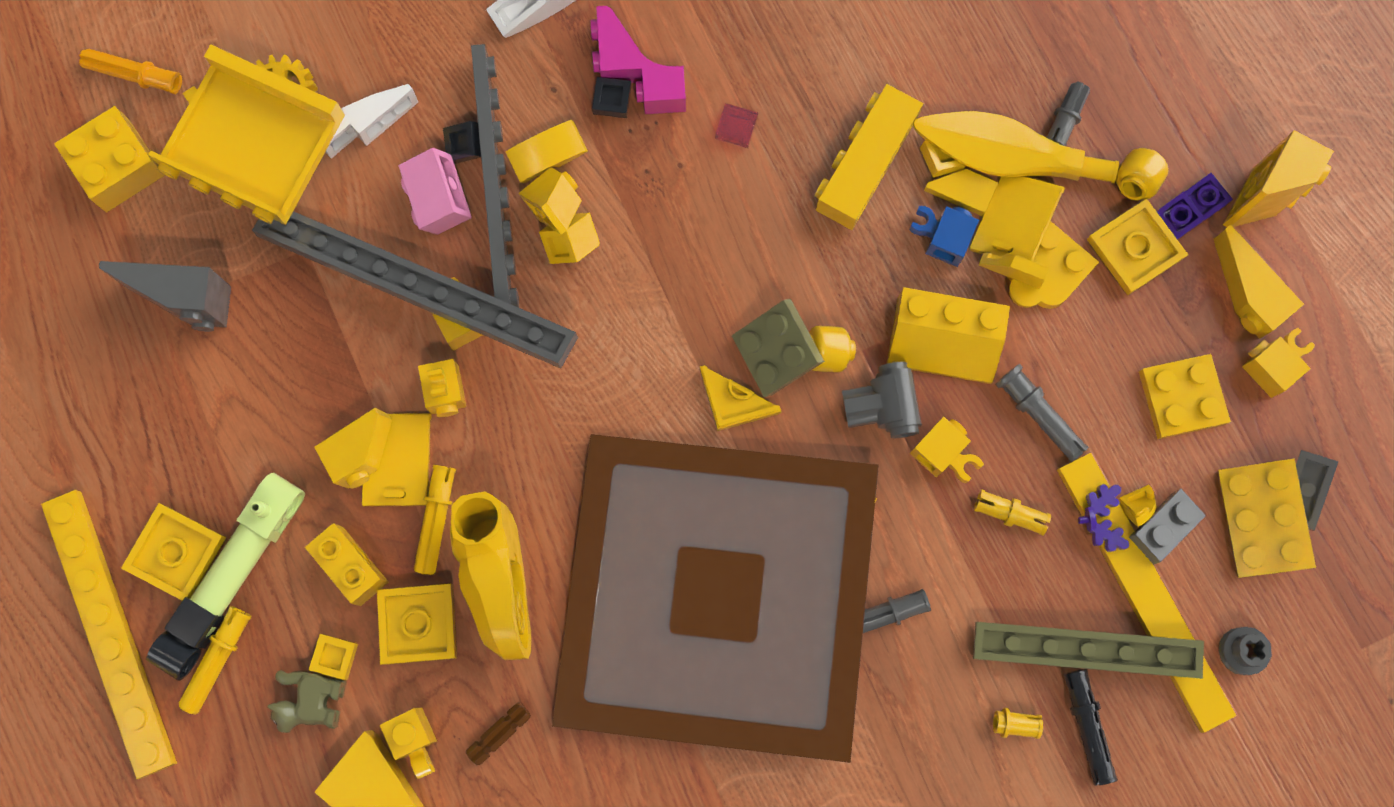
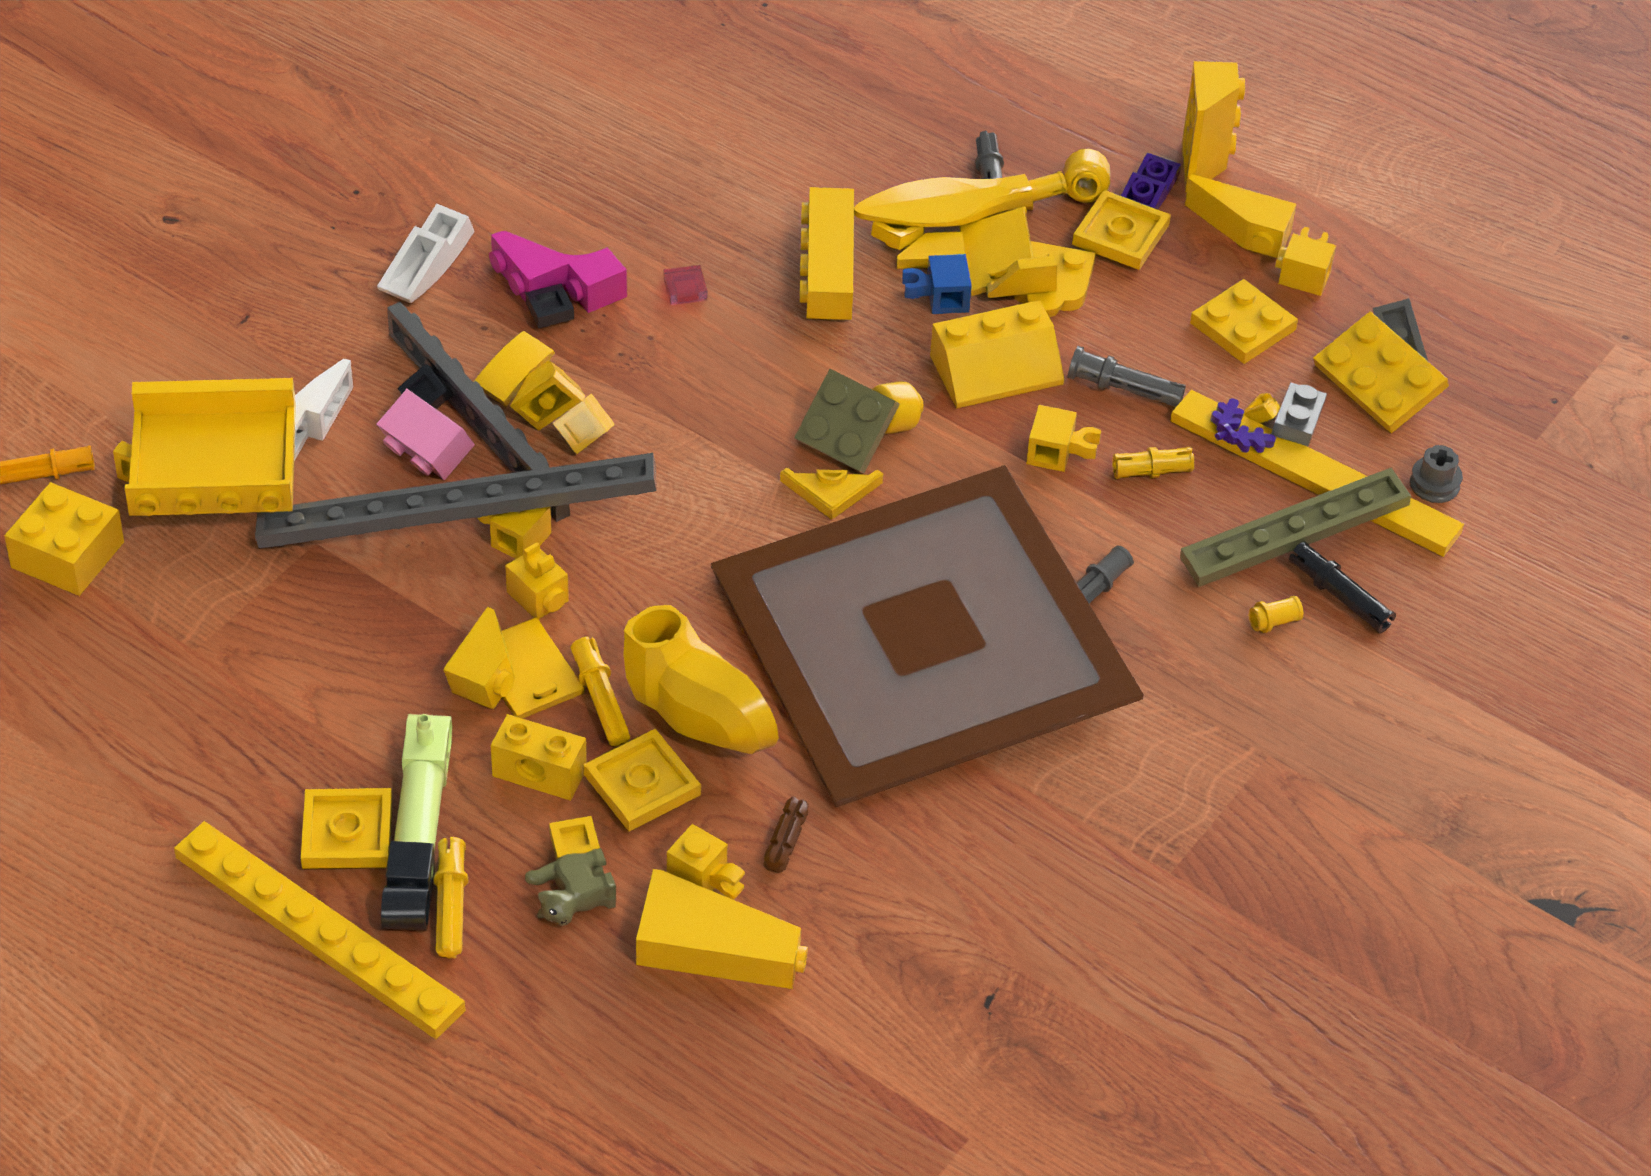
camera: 30 degrees left, 30 degrees down
(187, 292) = (205, 606): dark grey slope -> none
(887, 401) = (976, 421): dark grey piece -> none

